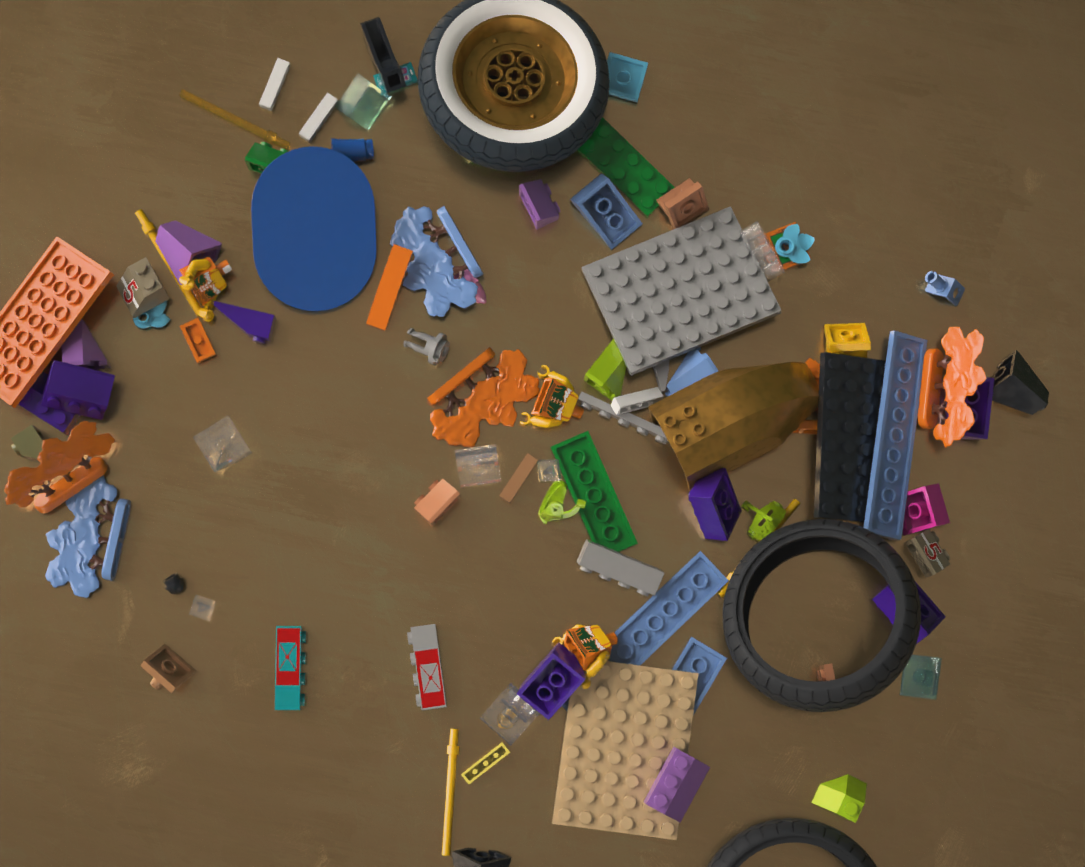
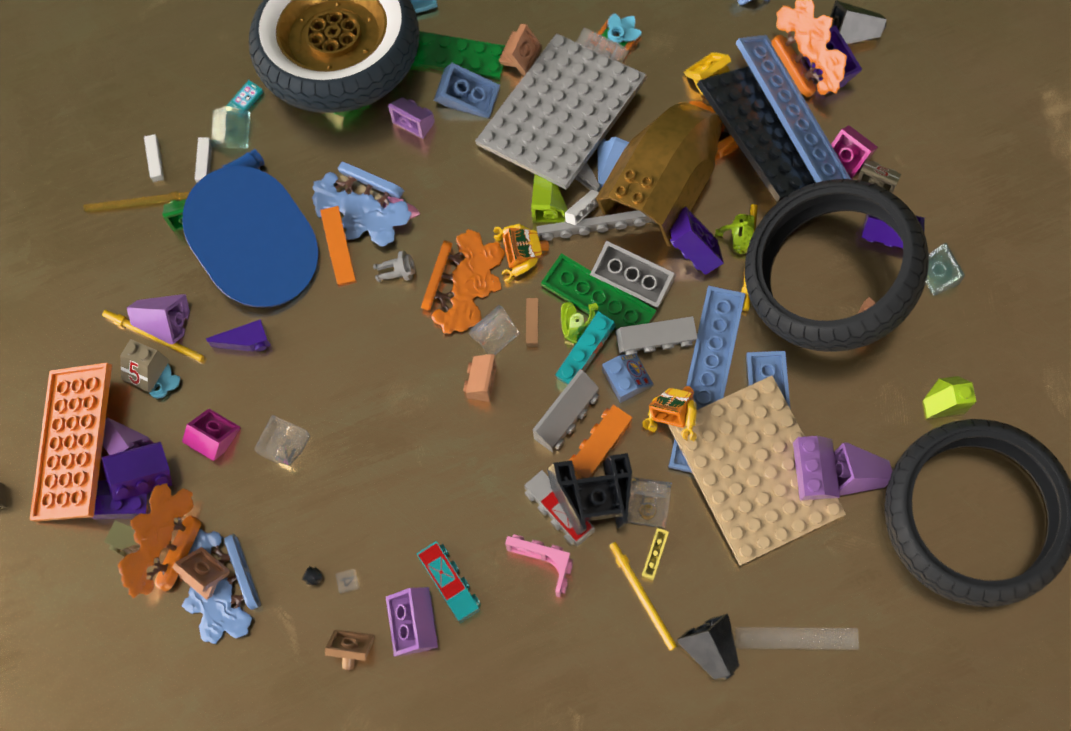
camera: 20 degrees left, 10 degrees down
(80, 517) = (201, 571): none -> nougat bracket
(164, 393) = (210, 434): none -> dark pink slope
(197, 340) = (212, 378): orange plate -> none
(205, 282) = (190, 328): torso -> none
(235, 682) = (411, 621): none -> medium lavender slope
(382, 55) = (222, 85): black arch -> none
(395, 708) = (553, 555): none -> bright pink bracket
(463, 680) = (594, 496): none -> black wedge
(492, 584) = (566, 411): none -> light grey slope
(503, 633) = (601, 442): none -> orange brick
(547, 539) = (586, 347): none -> teal brick
(549, 470) = (551, 300): clear tile -> none
(552, 681) = (665, 452): dark purple slope -> none
(569, 587) = (626, 376): none -> medium blue slope
(639, 495) = (633, 274): none -> light grey slope
(715, 810) = (860, 470): none -> medium lavender slope

